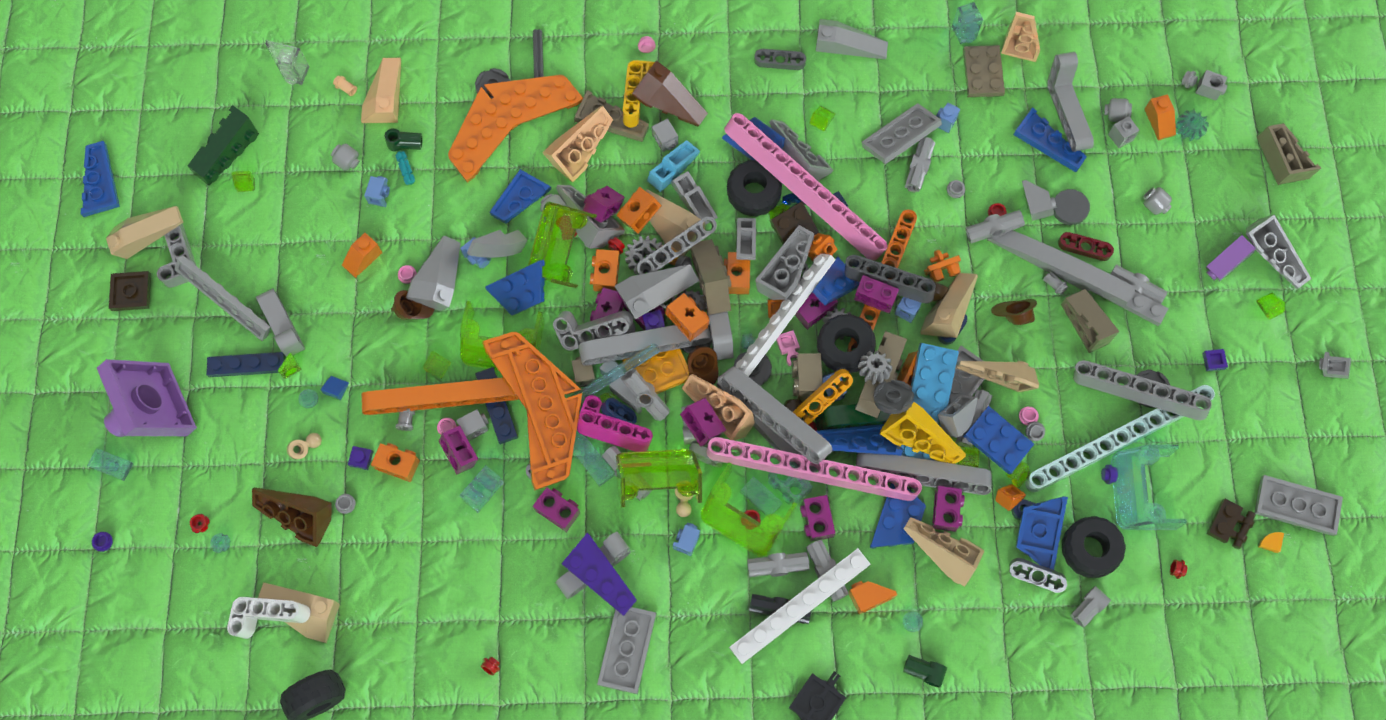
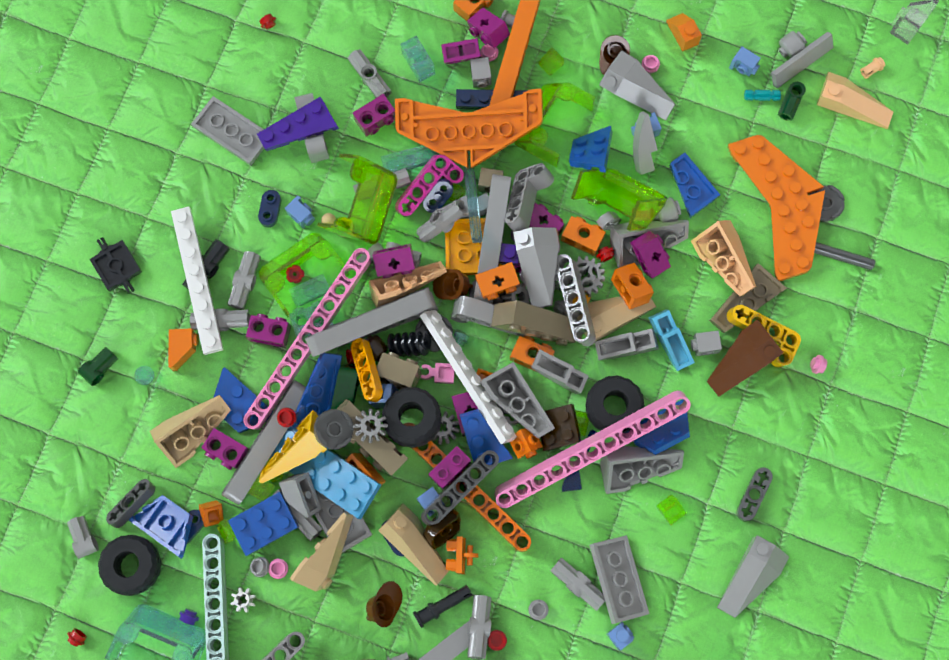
camera: 115 degrees right, 5 degrees up
(358, 144) = (802, 60): none -> light grey tile
(416, 440) = (488, 28): none -> magenta brick
(506, 543) = (364, 67): none -> light grey piece
(584, 250) = (608, 219): none -> light grey beam
(694, 576) = (269, 207): none -> dark blue plate
(776, 380) = (409, 344): none -> black piece
(896, 456) = (286, 417): none -> red plate
(998, 270) = (434, 610): none -> black pin
(1067, 436) = (238, 602): none -> white gear

